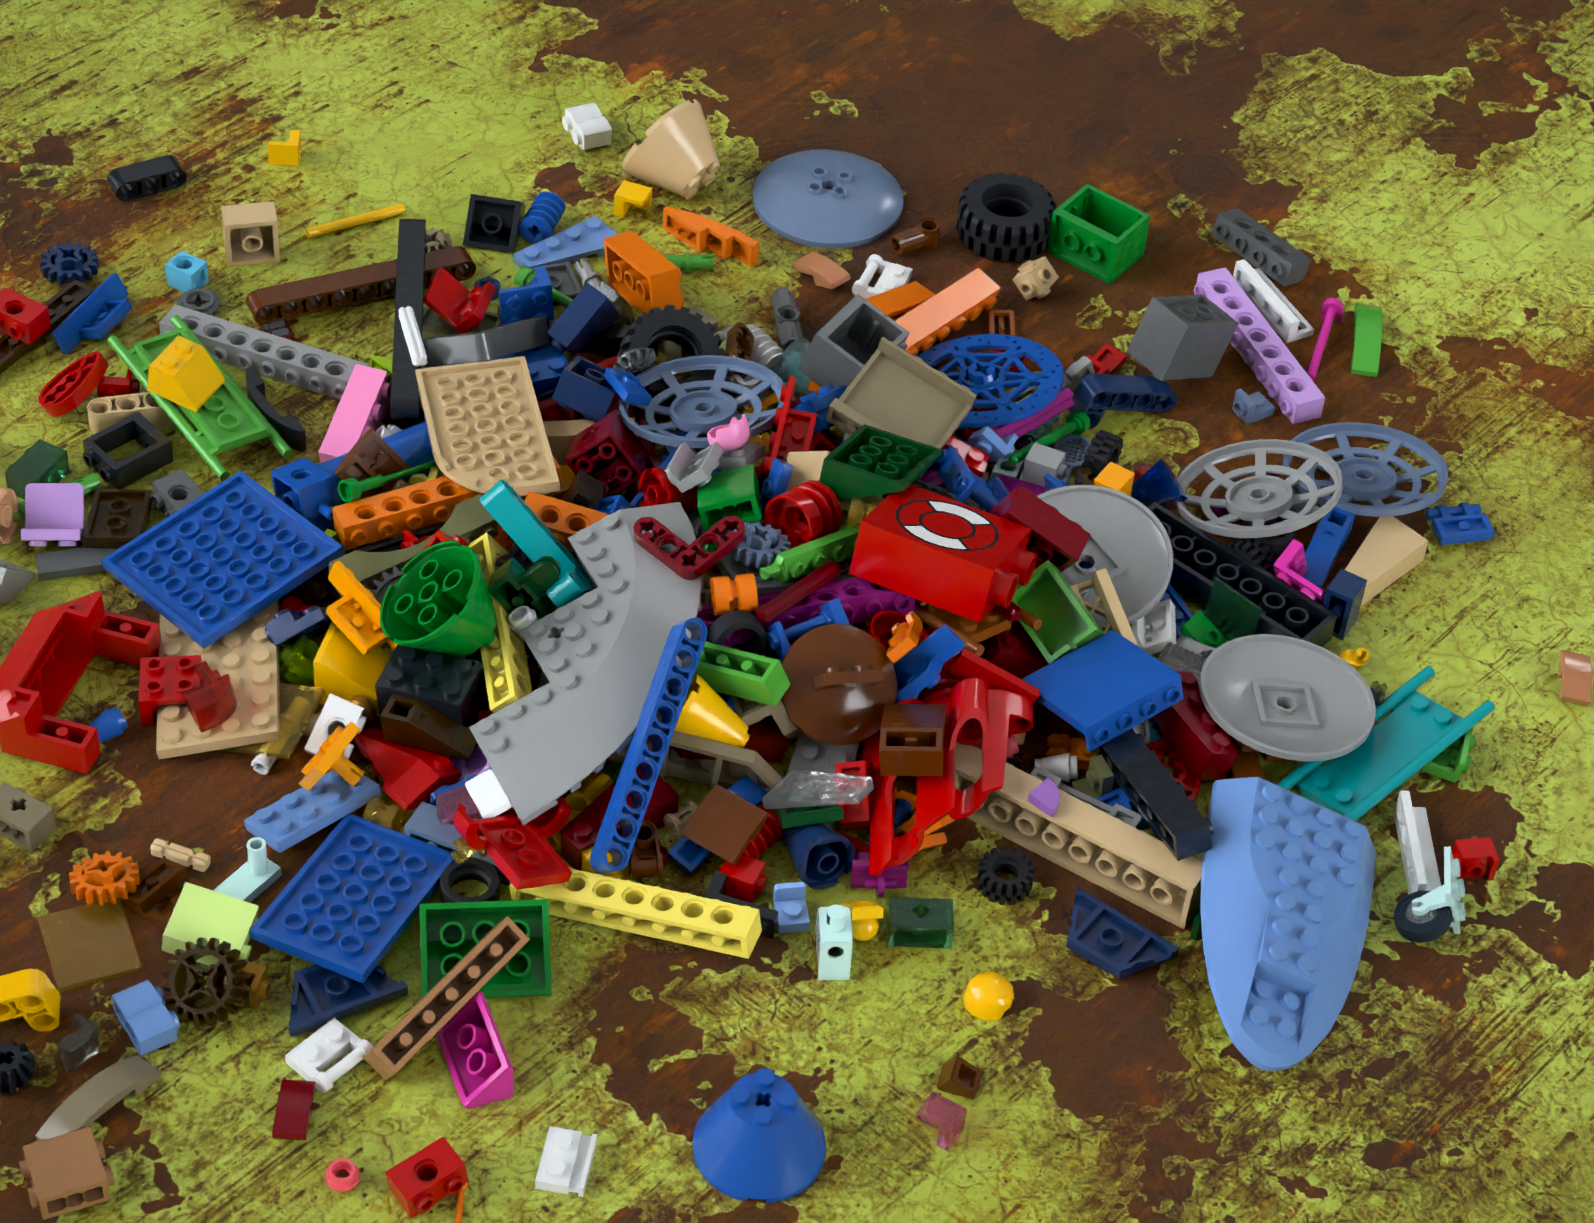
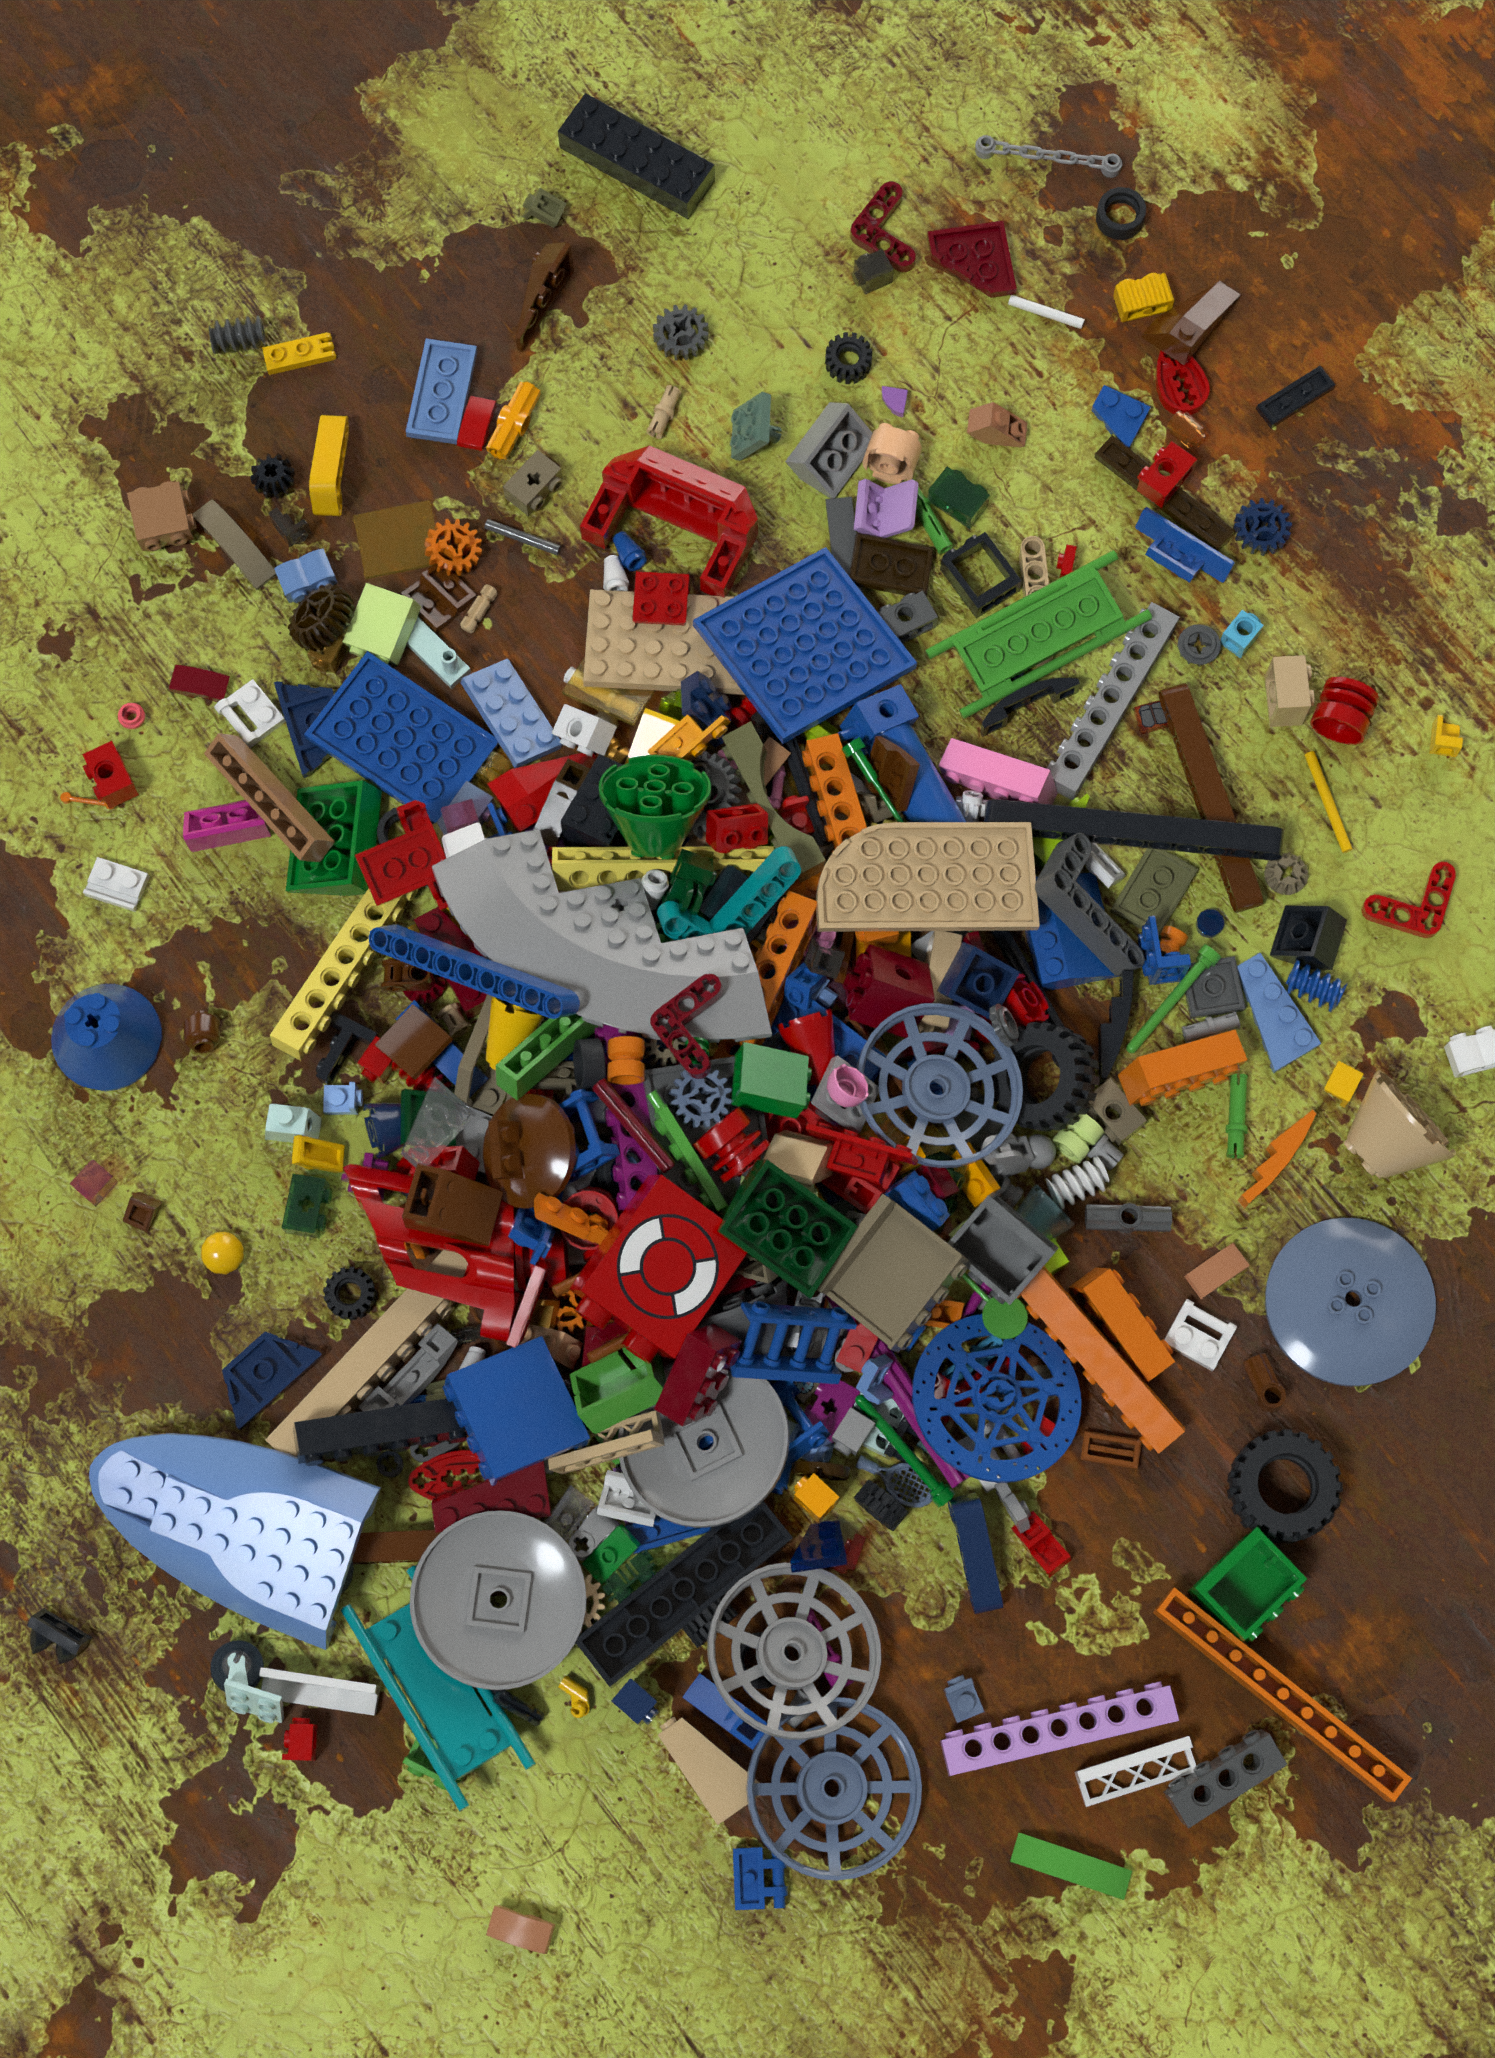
camera: 105 degrees right, 30 degrees up
(73, 384) = (1069, 525): red piece -> none
(85, 827) = (522, 537): none -> dark grey bar
(135, 737) = (614, 575): none -> white cone
(147, 178) = (1400, 601): black beam -> none
(184, 374) = (1039, 613): yellow slope -> none
(213, 700) = (618, 629): clear red brick -> none
(281, 189) = (1344, 710): none -> red wheel
(331, 758) = (530, 718): light orange plate -> none
(412, 336) = (1081, 823): white axle -> none
(456, 303) = (1163, 881): red bracket -> none
(461, 161) = (1416, 914): none -> red beam
(582, 321) = (1110, 998): dark blue slope -> none
(621, 305) = (1151, 1036): clear smoke slope -> none
(627, 386) = (960, 1011): blue plate -> none
(693, 469) = (809, 1047): light grey bracket -> none
(739, 343) = (1033, 1150): reddish brown beam -> none
(739, 1042) = (201, 1031): none -> reddish brown head
(776, 482) = (784, 1128): blue plate -> none
(858, 510) = (719, 1198): clear yellow wheel -> none
(1035, 278) = (1179, 1499): tan brick -> none
(1045, 797) = (387, 1327): medium lavender tile -> none
(1179, 218) = (1282, 1695): none -> orange brick
(1182, 337) = (1037, 1628): dark grey container -> none
(1292, 567) = (667, 1664): dark pink bracket -> none
(1330, 309) = (1109, 1832): dark pink piece -> none
(1447, 1072) = (50, 1628): none -> black tile

